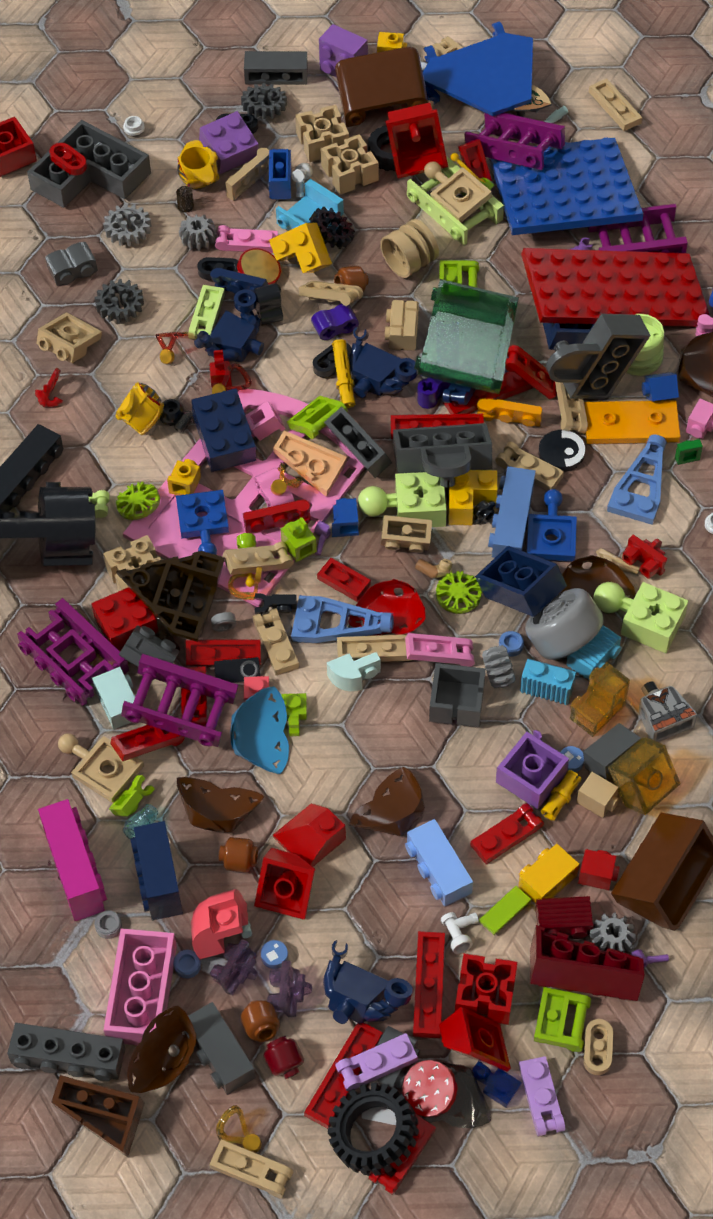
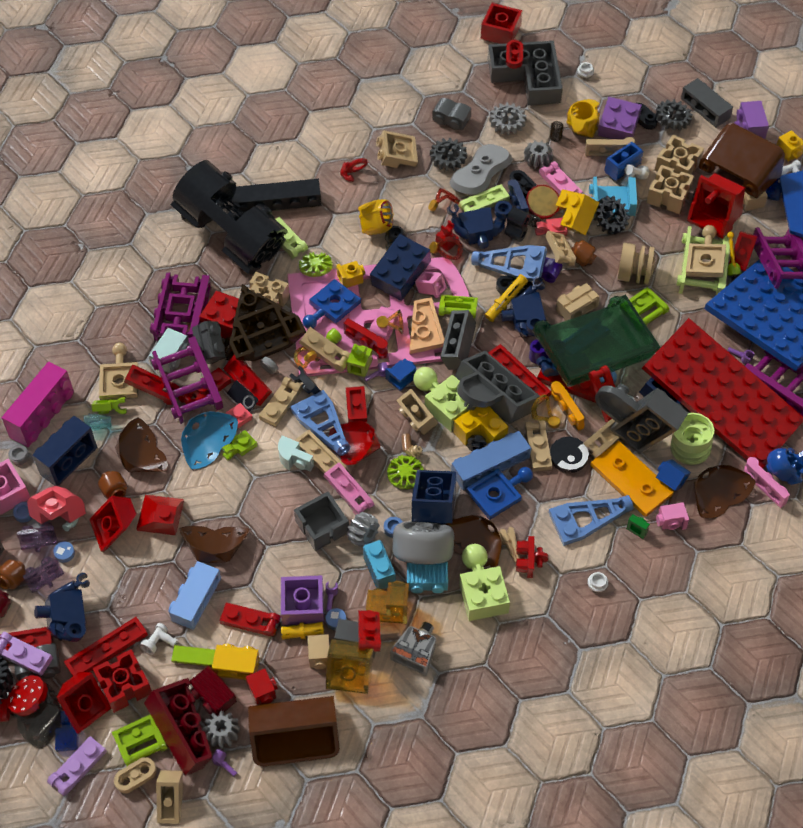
camera: 50 degrees right, 0 degrees up
(166, 291) = (478, 173): none -> light grey plate
(291, 283) = (550, 225): none -> coral plate
(328, 321) = (532, 267): none -> medium blue plate
(513, 436) = (553, 421): none -> clear yellow piece
(625, 731) = (369, 630): none -> red plate
(648, 1028) = (169, 796): none -> tan slope

